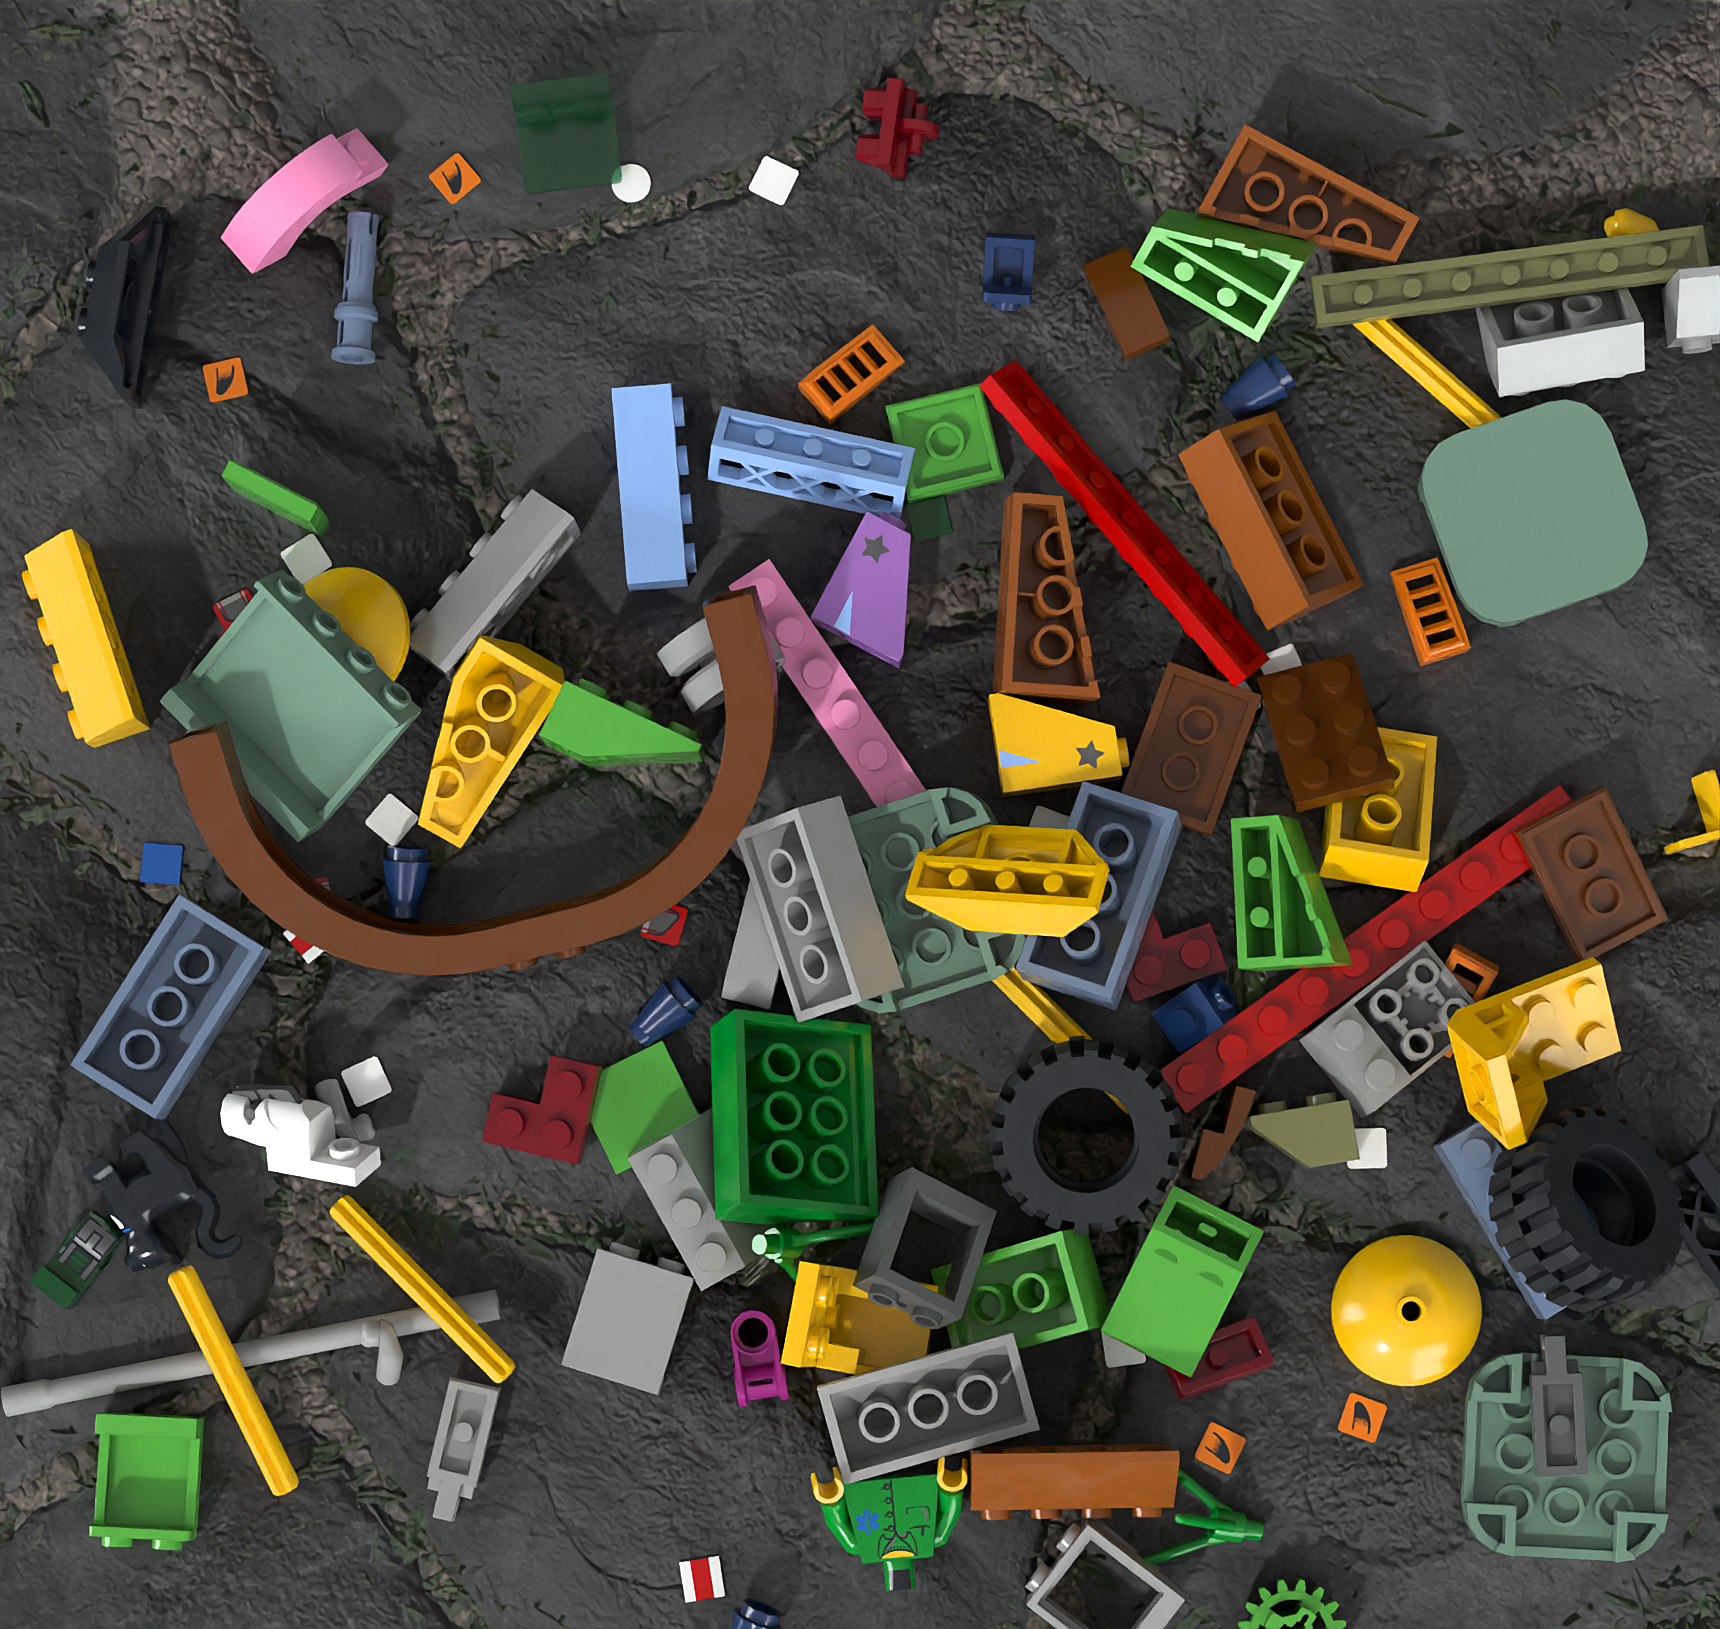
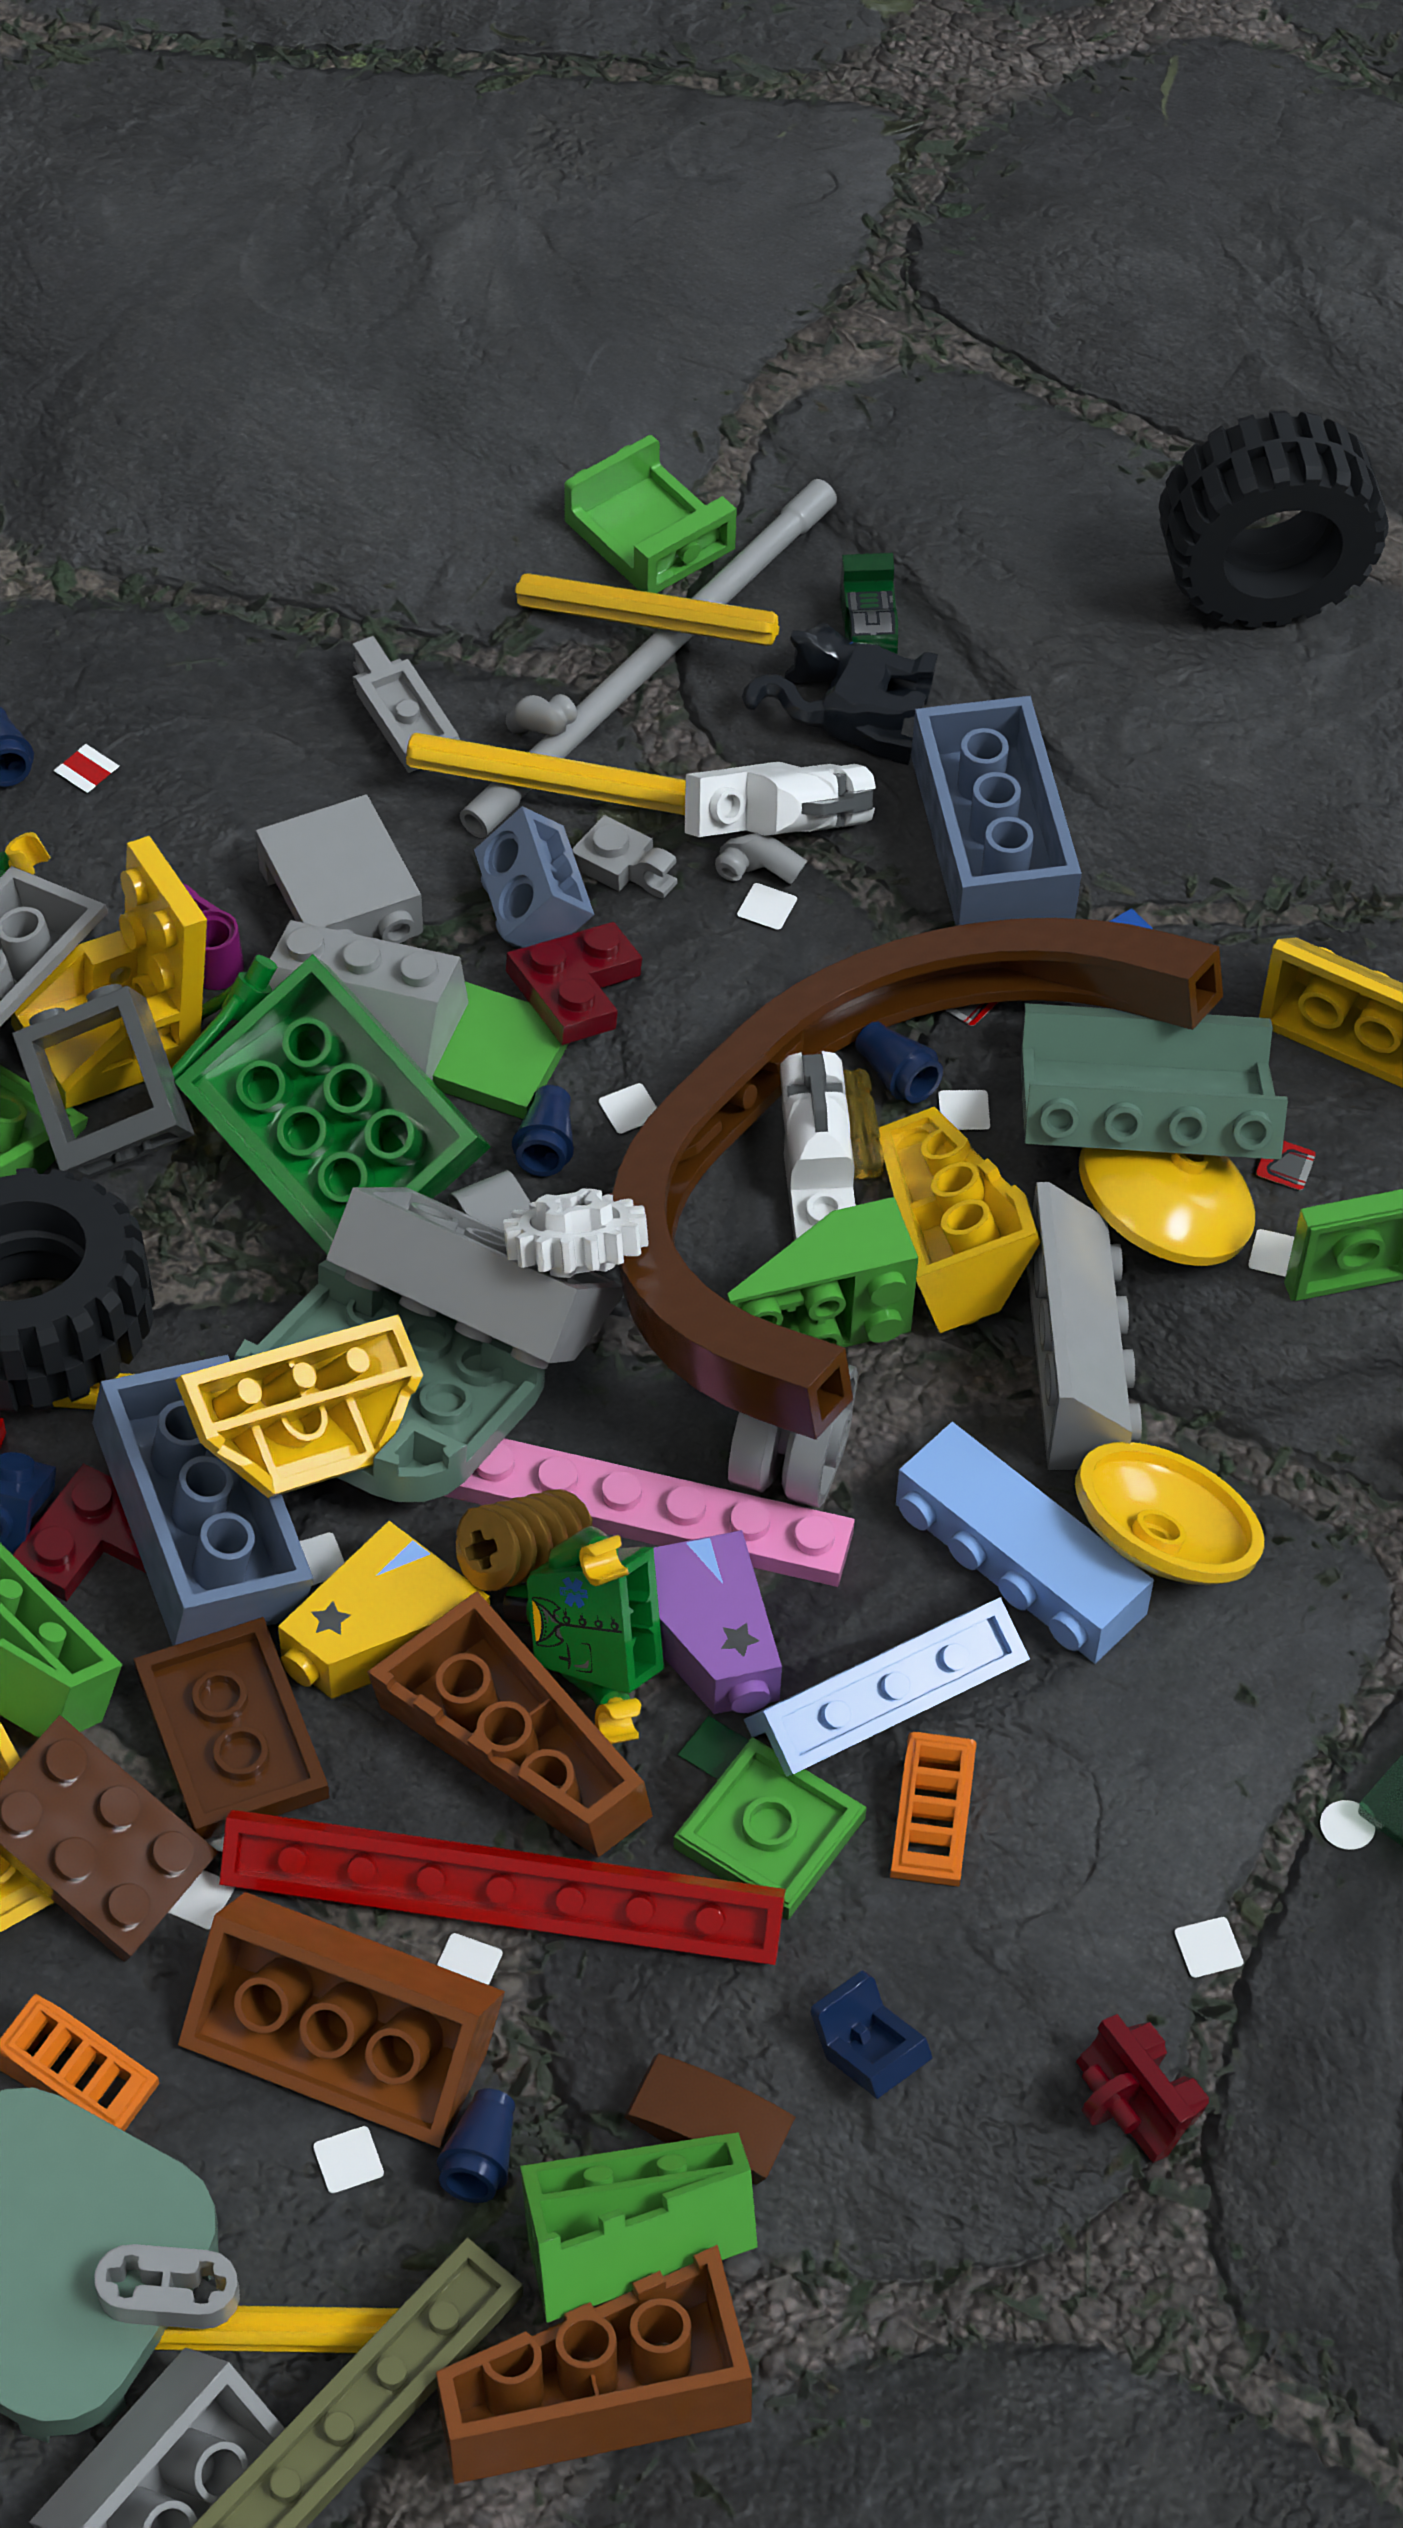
camera: 135 degrees right, 30 degrees down
(428, 1200) = (620, 855): none -> light grey plate
(469, 857) = (863, 1125): none -> clear yellow axle
(512, 1205) = (532, 880): none -> sand blue brick
(523, 845) = (816, 1138): none -> white plate
(539, 421) = (1168, 1514): none -> yellow dish
(592, 996) = (628, 1107): none -> white sticker
(765, 845) = (575, 1233): none -> white gear
(938, 715) = (515, 1536): none -> pearl gold piece
(943, 625) = (595, 1622): none -> green torso
(1173, 504) = (470, 1958): none -> white sticker
(1325, 446) = (348, 2159): none -> white sticker
(1497, 419) = (165, 2302): none -> light grey beam

